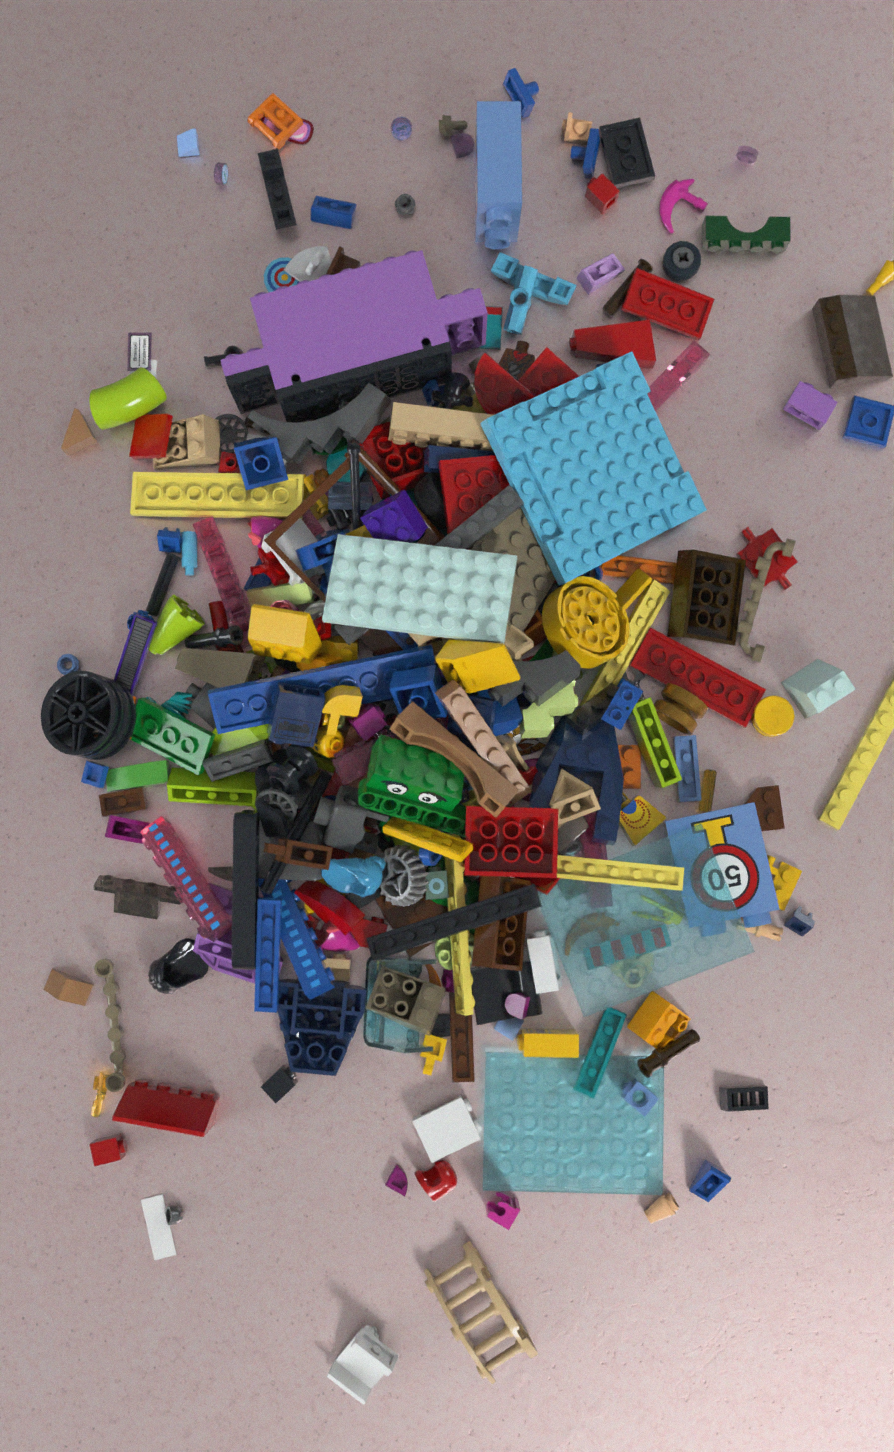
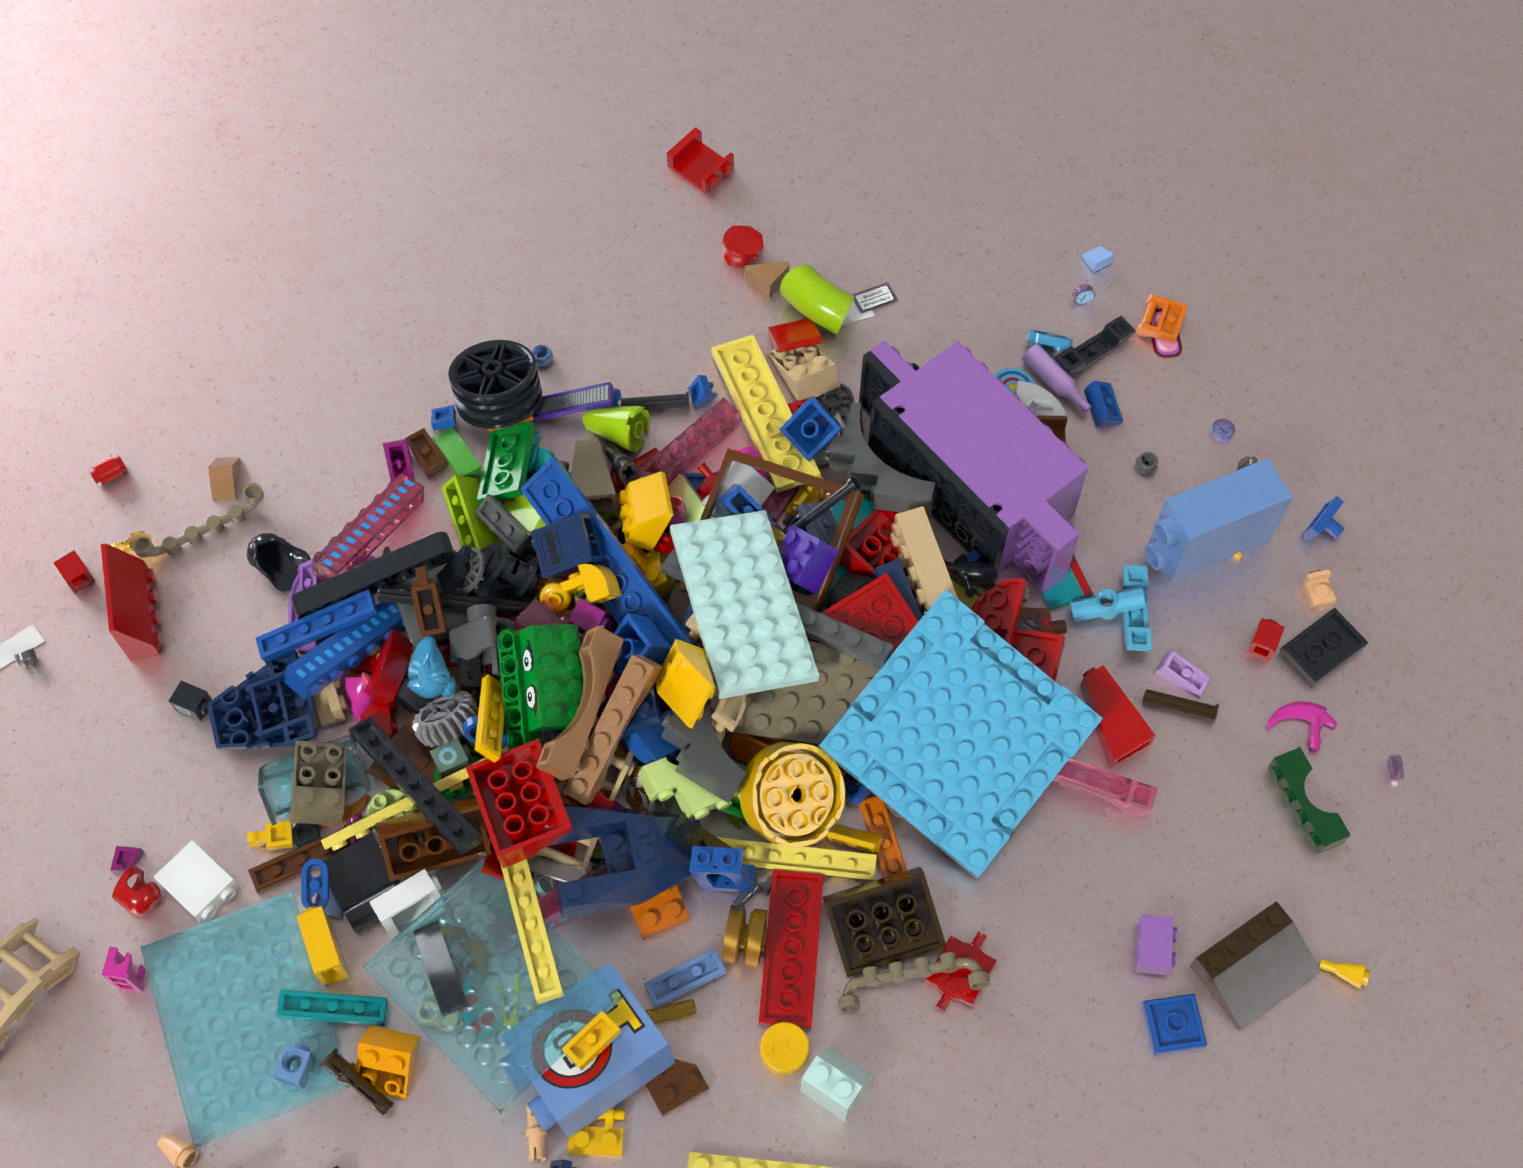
camera: 70 degrees right, 20 degrees down
(14, 1090) = (108, 469): none -> red brick
(33, 441) = (742, 245): none -> red hat
(136, 897) = (335, 496): clear smoke bracket -> none
(189, 552) = (691, 414): medium azure cylinder -> none
(256, 220) = (1043, 338): none -> dark azure plate
(291, 238) = (1054, 375): none -> lavender piece
(497, 1031) = (314, 885): none -> blue plate
(517, 1005) = (352, 897): tile -> none
(572, 798) = (590, 845): tan slope -> none
(588, 153) = (1300, 609): blue tile -> none
(619, 956) = (440, 968): none -> black slope
(638, 818) = (607, 943): yellow torso -> none
(653, 744) = (695, 922): lime brick -> none
(667, 304) = (1185, 751): red tile -> none
(682, 268) = (1232, 748): black wheel -> none
(729, 859) = (591, 1040): none -> yellow plate

